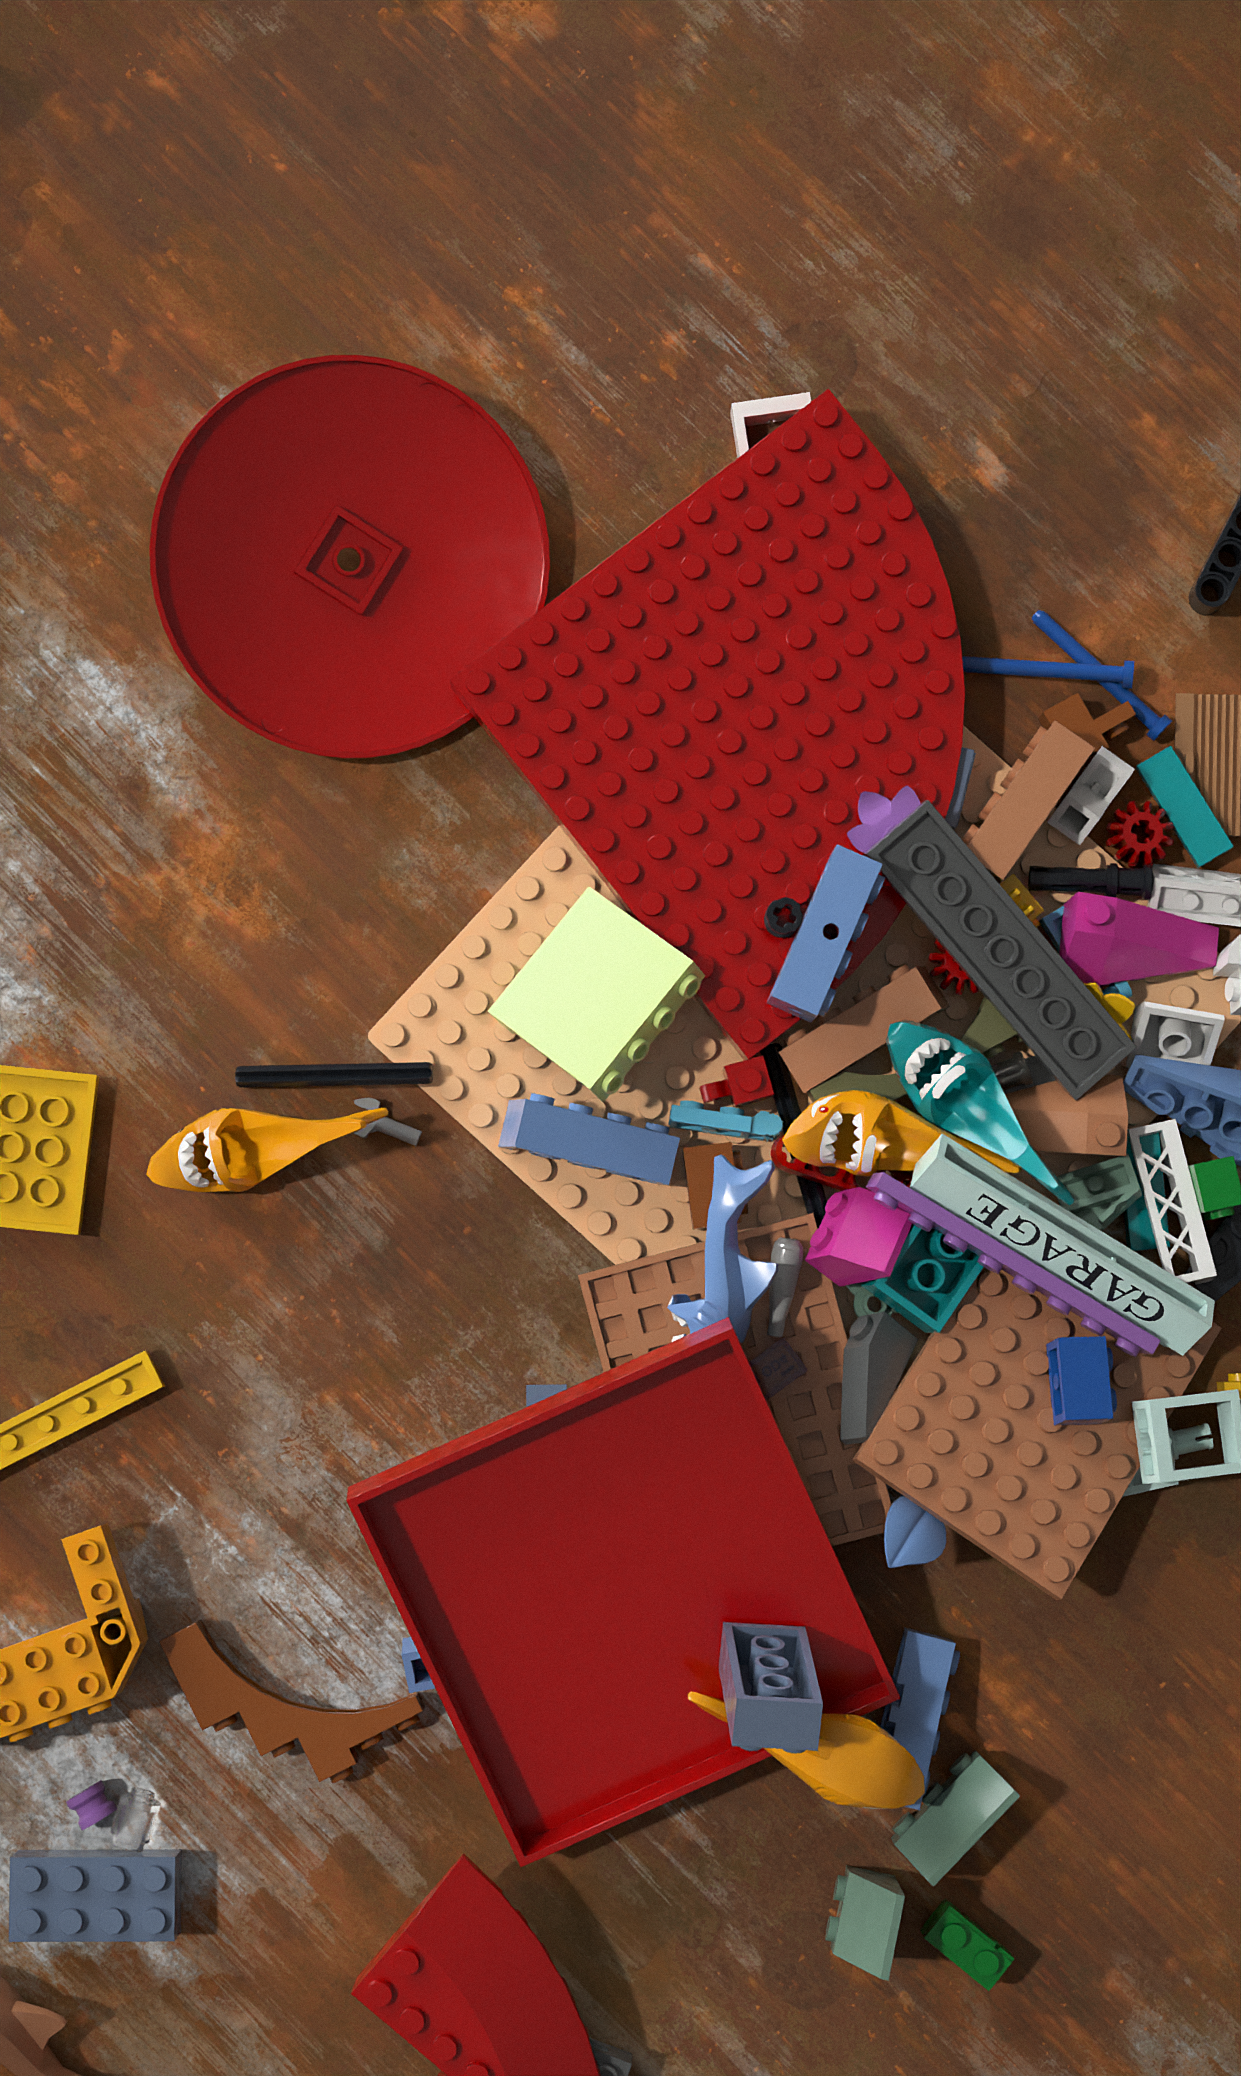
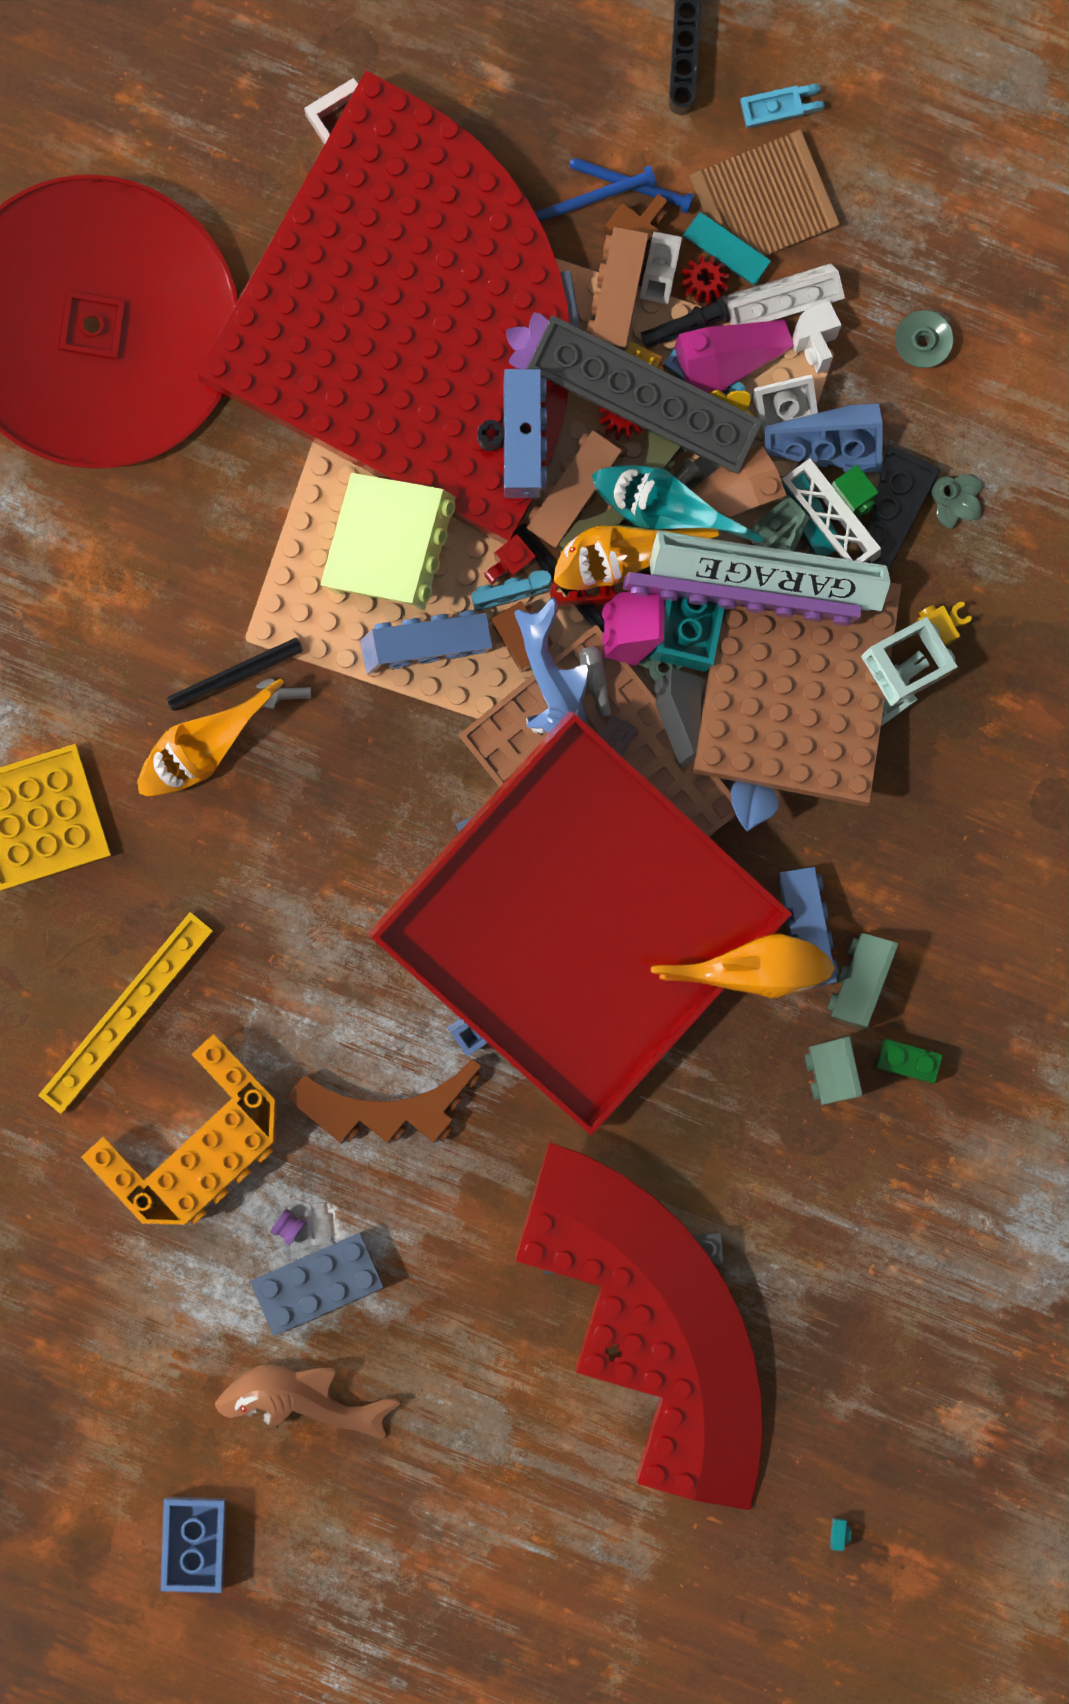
camera: 25 degrees left, 0 degrees up
(770, 1687) = (701, 938): sand blue brick -> none
(1081, 1380) = (820, 655): blue brick -> none

